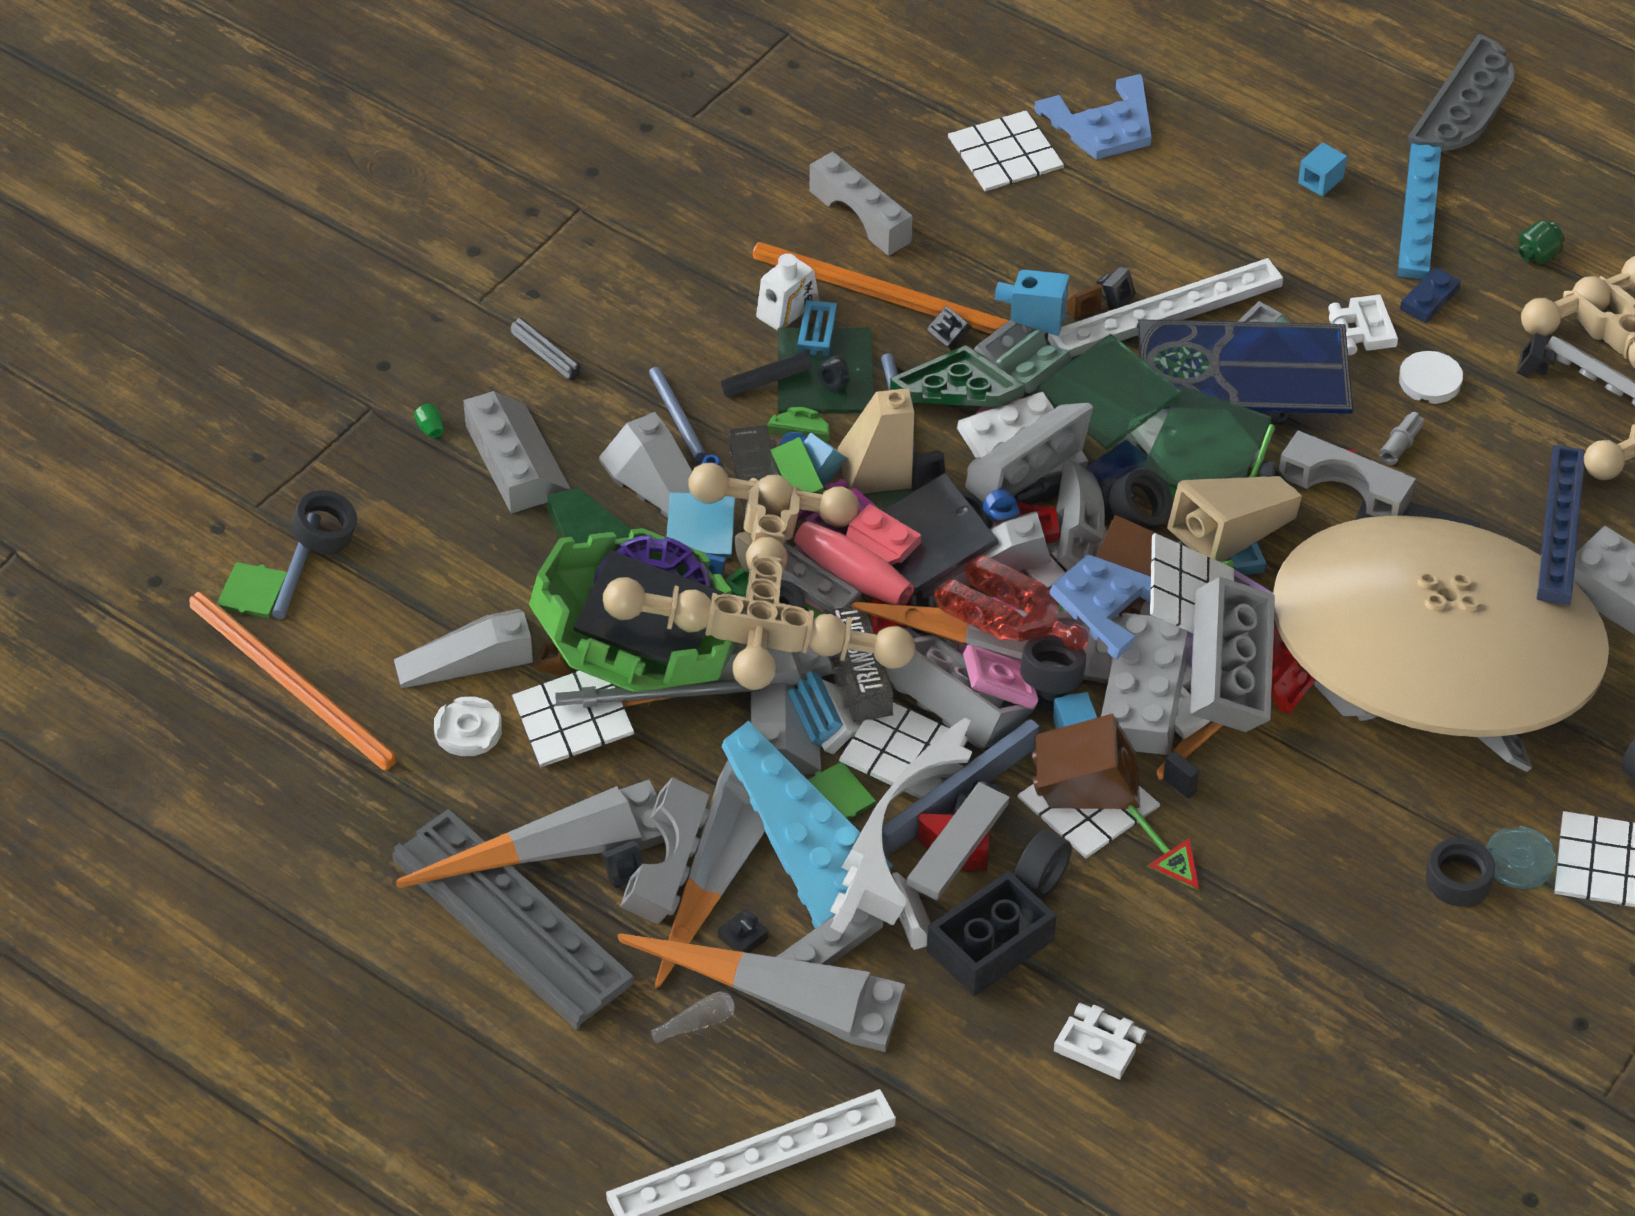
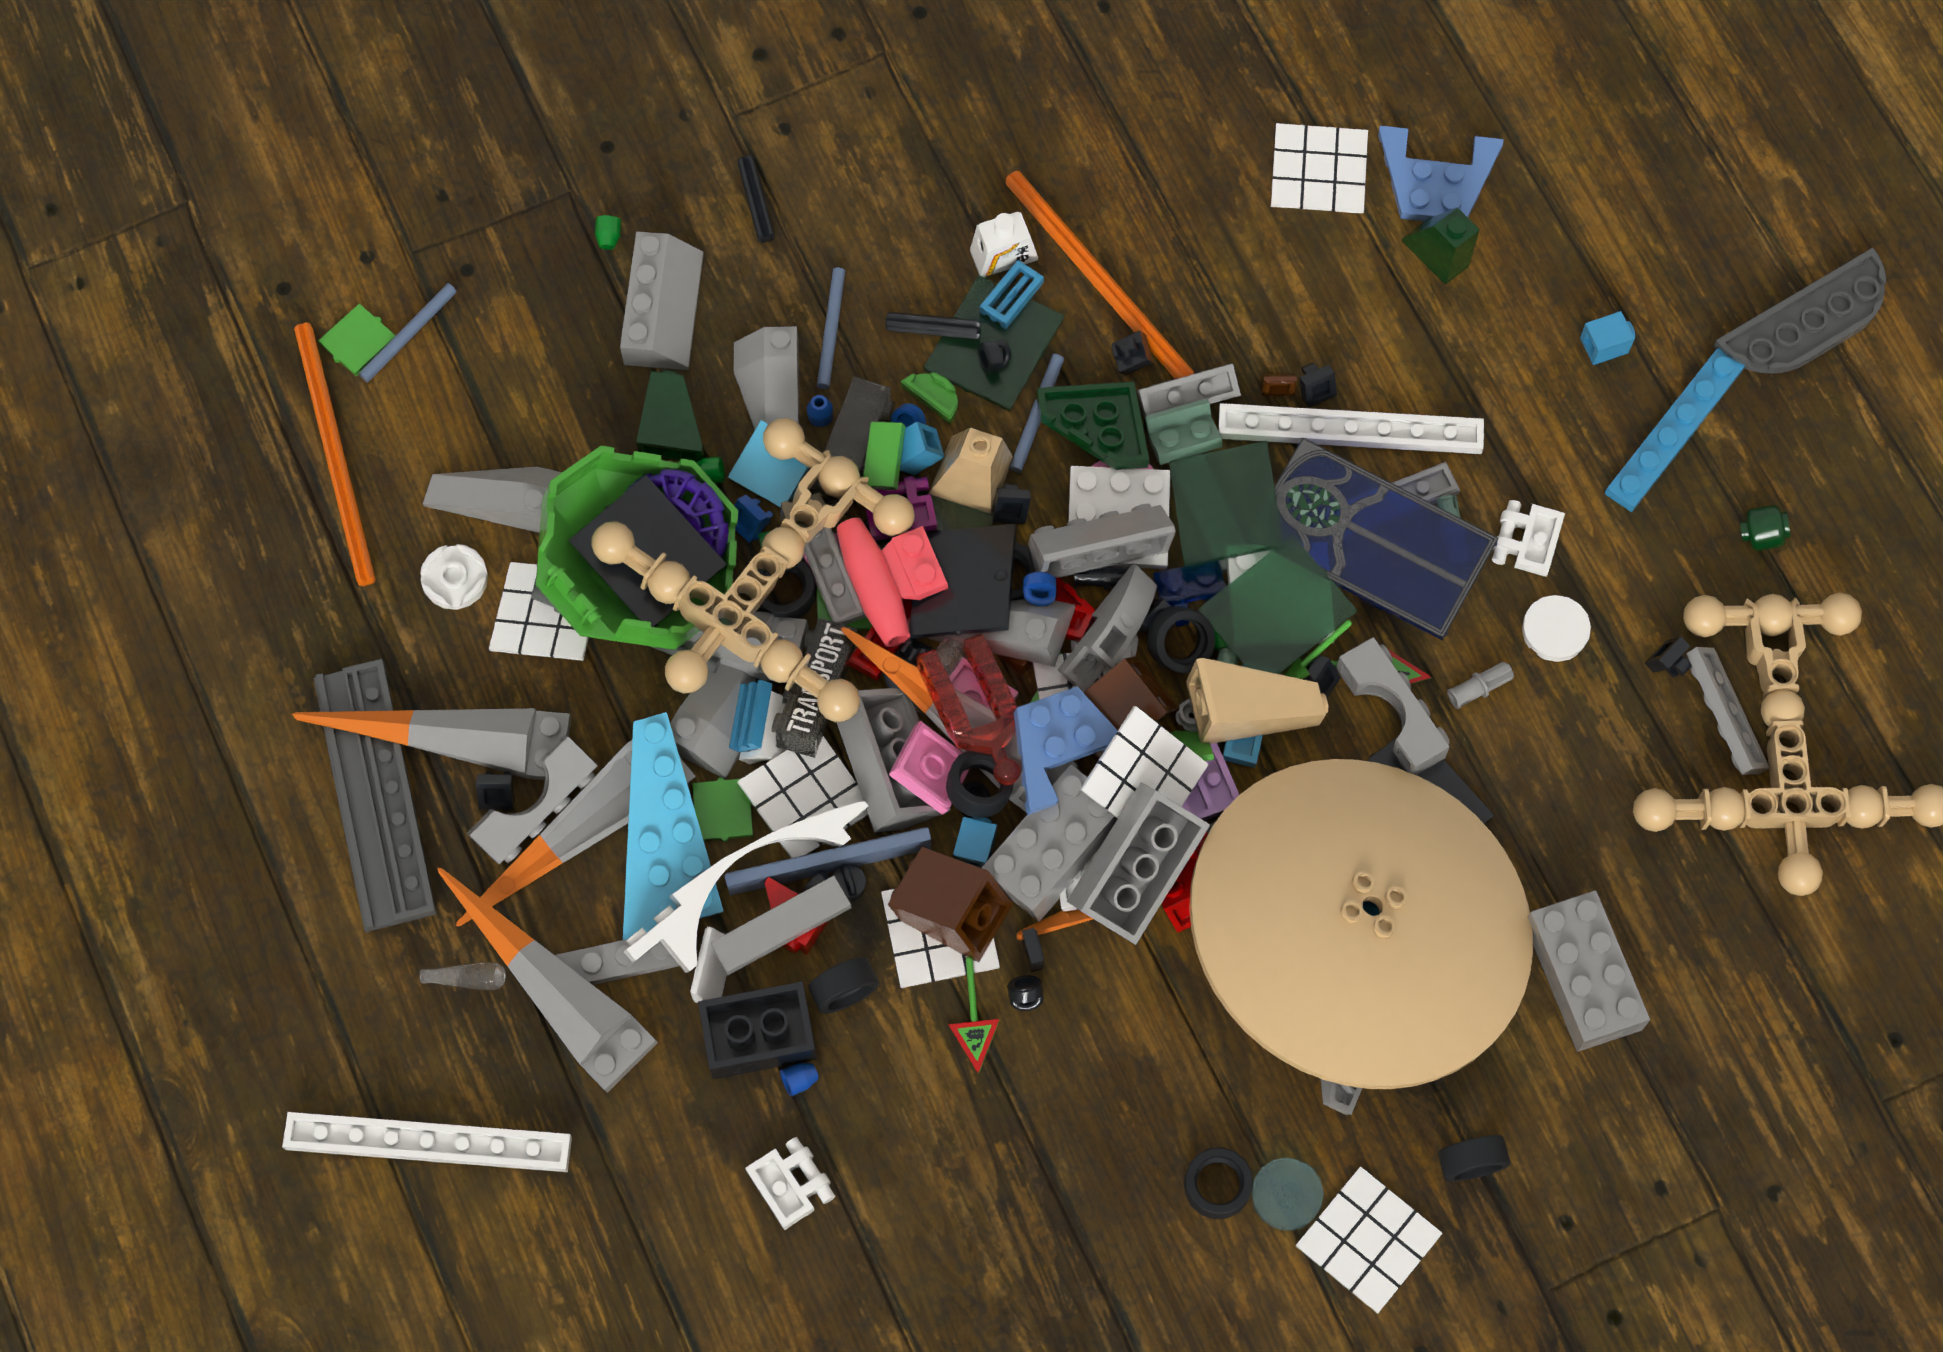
camera: 30 degrees right, 20 degrees up
(319, 540) = (453, 277): black tyre -> none
(743, 932) = (557, 911): black tile -> none
(884, 220) = (1140, 180): light grey arch -> none
(1037, 299) = (1216, 372): dark azure torso -> none
(1048, 960) = (798, 1077): none -> blue hose
(1149, 151) = (1444, 243): none -> dark green slope
(1196, 805) = (1025, 992): none -> black tile
(1430, 295) = (1619, 533): dark blue plate -> none
(1561, 525) = (1554, 868): dark blue tile -> none

